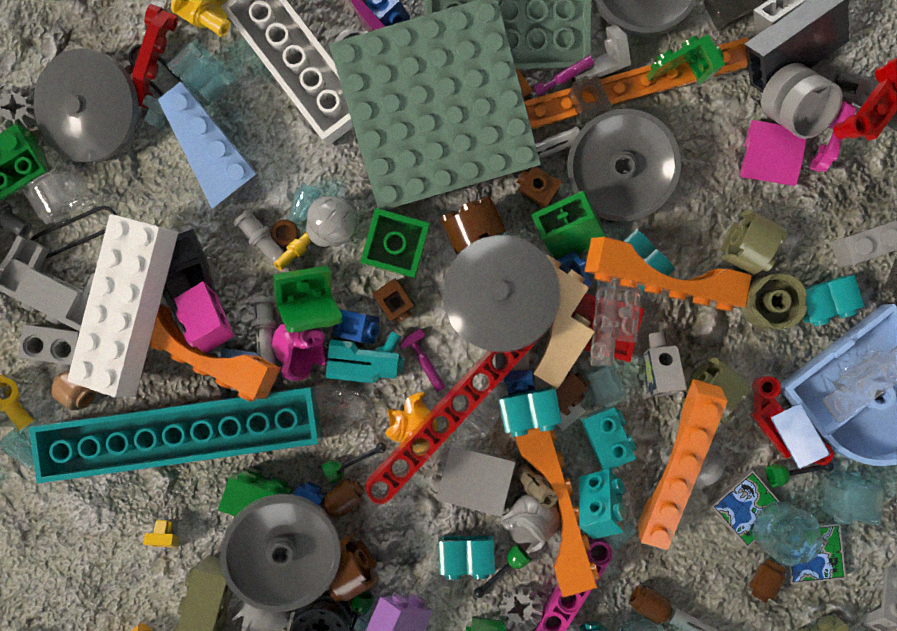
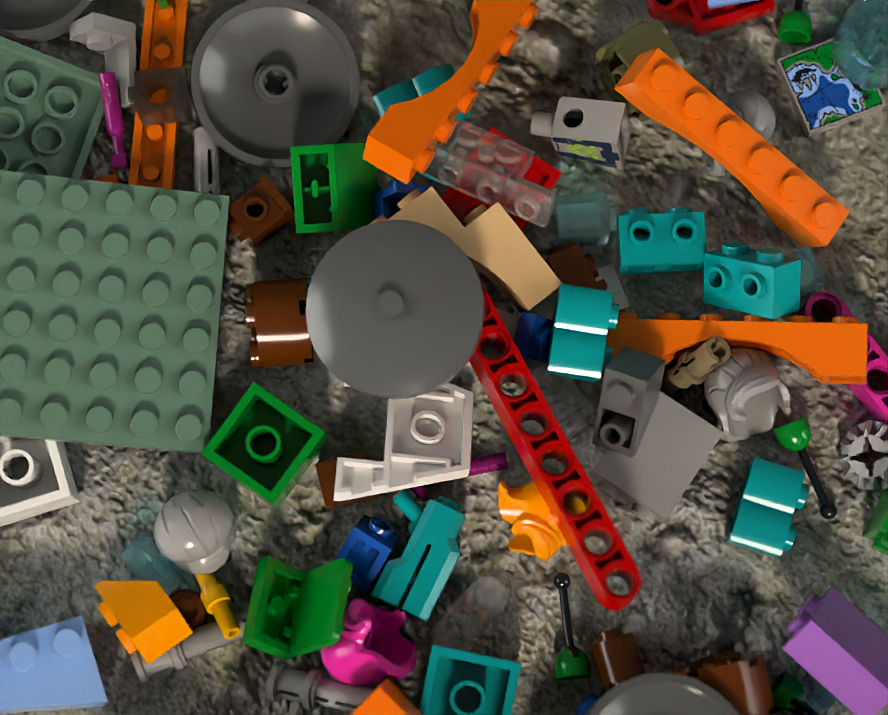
camera: 70 degrees left, 10 degrees down
(269, 210) = (146, 616): none -> light orange slope
(427, 337) = (423, 445): none -> white wing
(498, 453) = (627, 400): none -> dark grey slope

